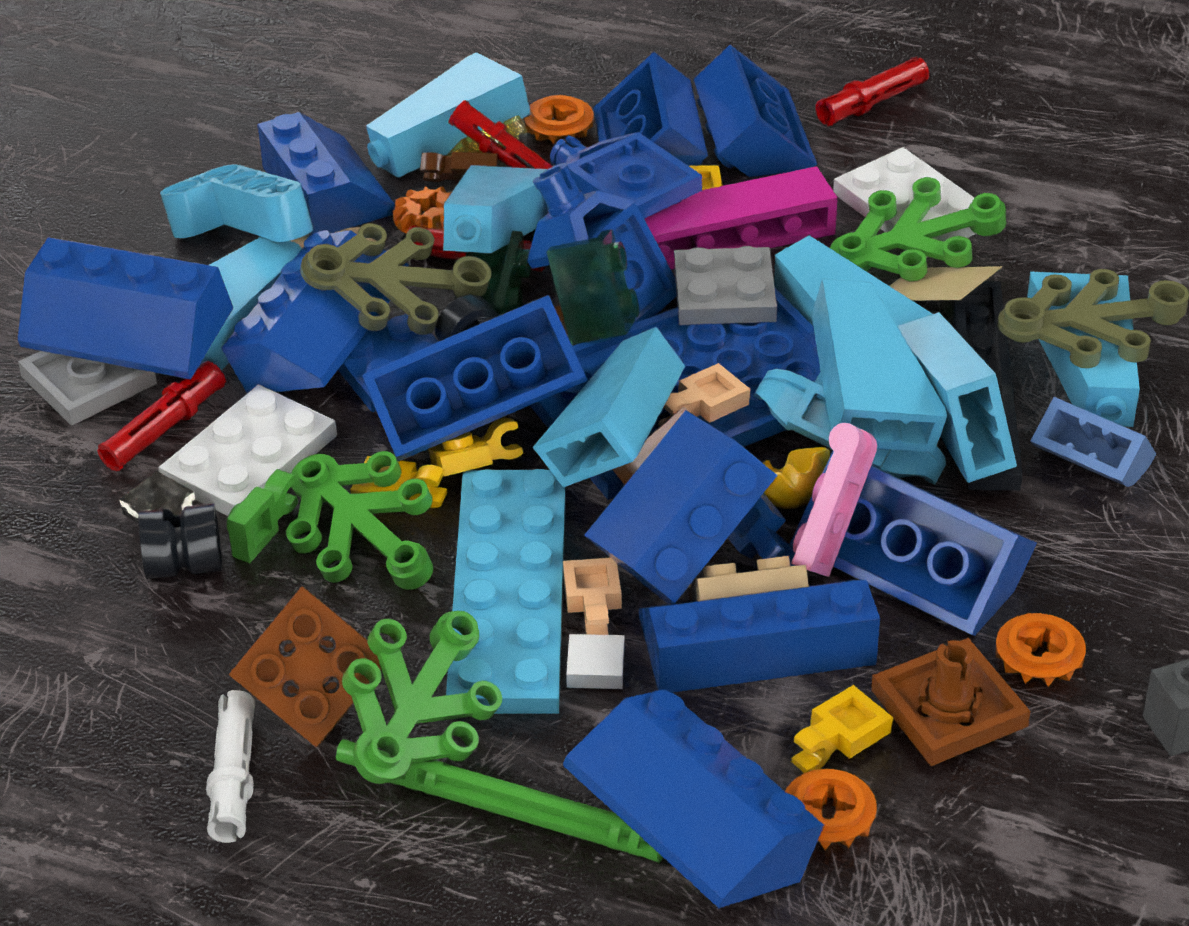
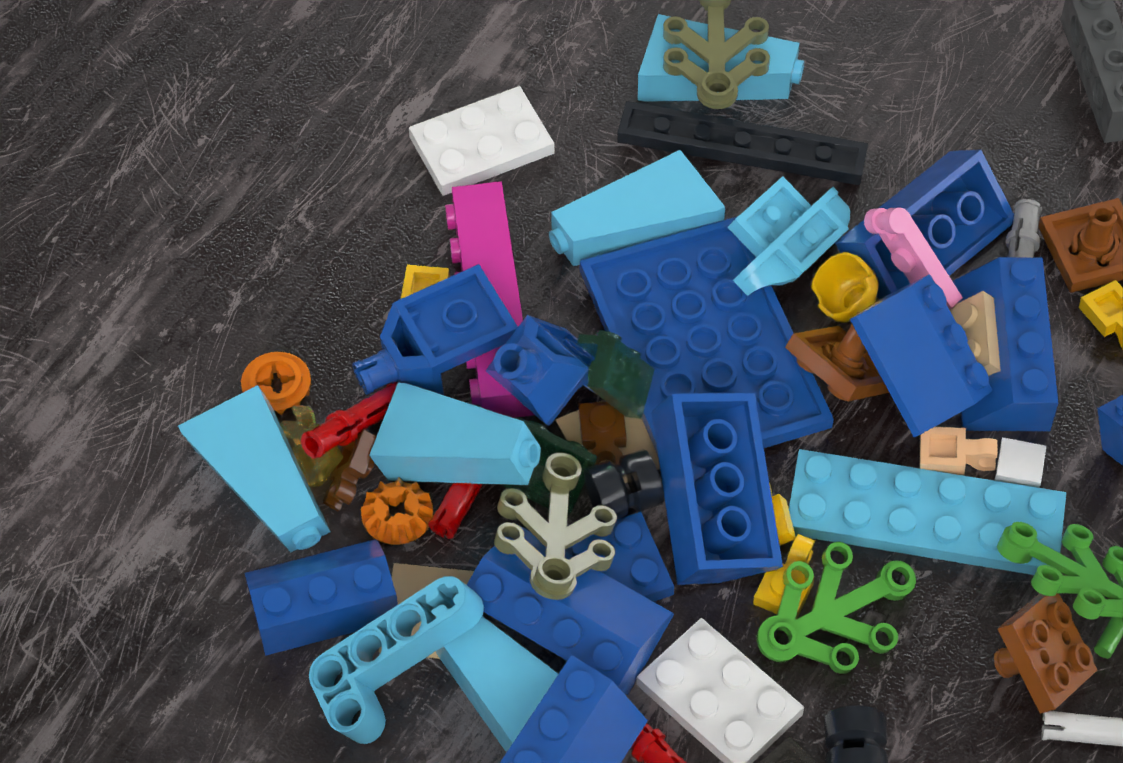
camera: 80 degrees left, 15 degrees up
(257, 516) = (826, 686): bright green plate -> none
(612, 411) = (792, 387): medium azure slope -> none
(659, 106) = (324, 309): blue slope -> none
(709, 394) = (756, 321): light nougat plate -> none
(724, 285) = (597, 288): light grey plate -> none
(751, 117) = (335, 229): blue slope -> none
(859, 96) = (321, 142): red pin -> none
(867, 249) = (548, 147): bright green plant -> none
(871, 370) = (779, 197): medium azure slope -> none
(931, 631) = (1023, 237): none -> light grey pin
(944, 283) = (619, 141): tan sticker -> none
(969, 390) = (802, 150): medium azure slope -> none
(1027, 633) = (1035, 168): orange gear -> none
(1093, 443) = (833, 94): medium blue brick -> none

